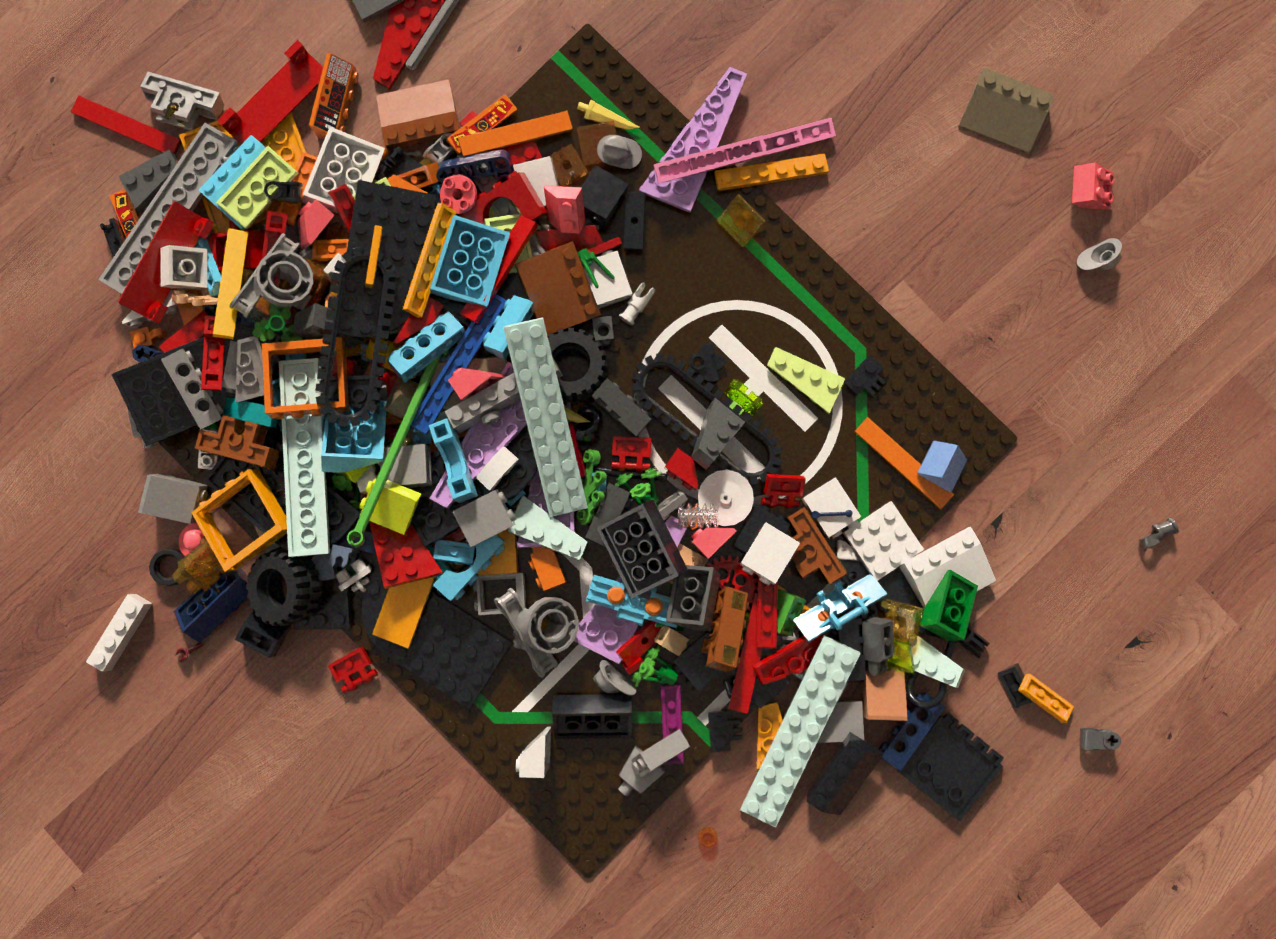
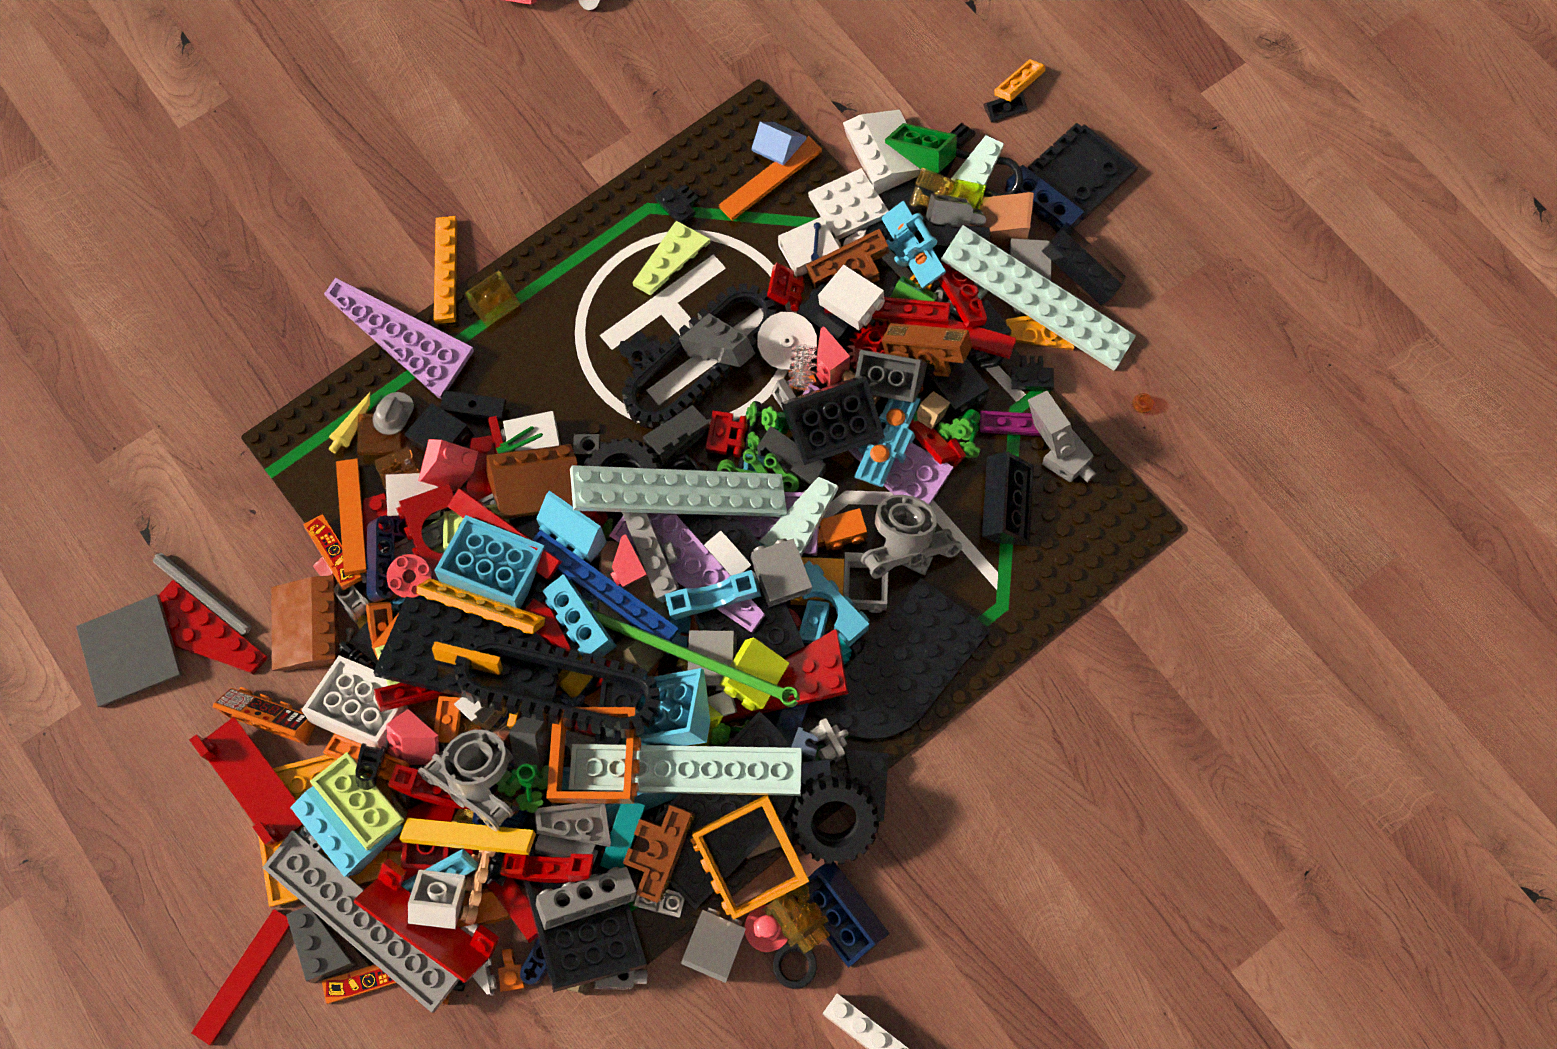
camera: 85 degrees left, 15 degrees down
(114, 235) = (384, 999): black hinge -> none
(179, 101) = (228, 899): light grey piece -> none
(187, 651) = (899, 955): dark red hand -> none
(262, 636) = (885, 855): black slope -> none
(349, 664) = (930, 760): red plate -> none
(403, 611) = (876, 686): light orange tile -> none
(536, 757) = (1044, 547): white slope -> none
(613, 680) = (972, 476): light grey piece -> none
(636, 304) = (566, 413): white piece -> none
(683, 468) = (750, 382): red slope -> none
(744, 151) = (418, 288): bright pink slope -> none
(749, 403) = (685, 313): clear neon green hinge -> none
(1006, 110) = (424, 51): dark tan slope -> none
(1096, 739) = (1063, 40): dark grey piece -> none

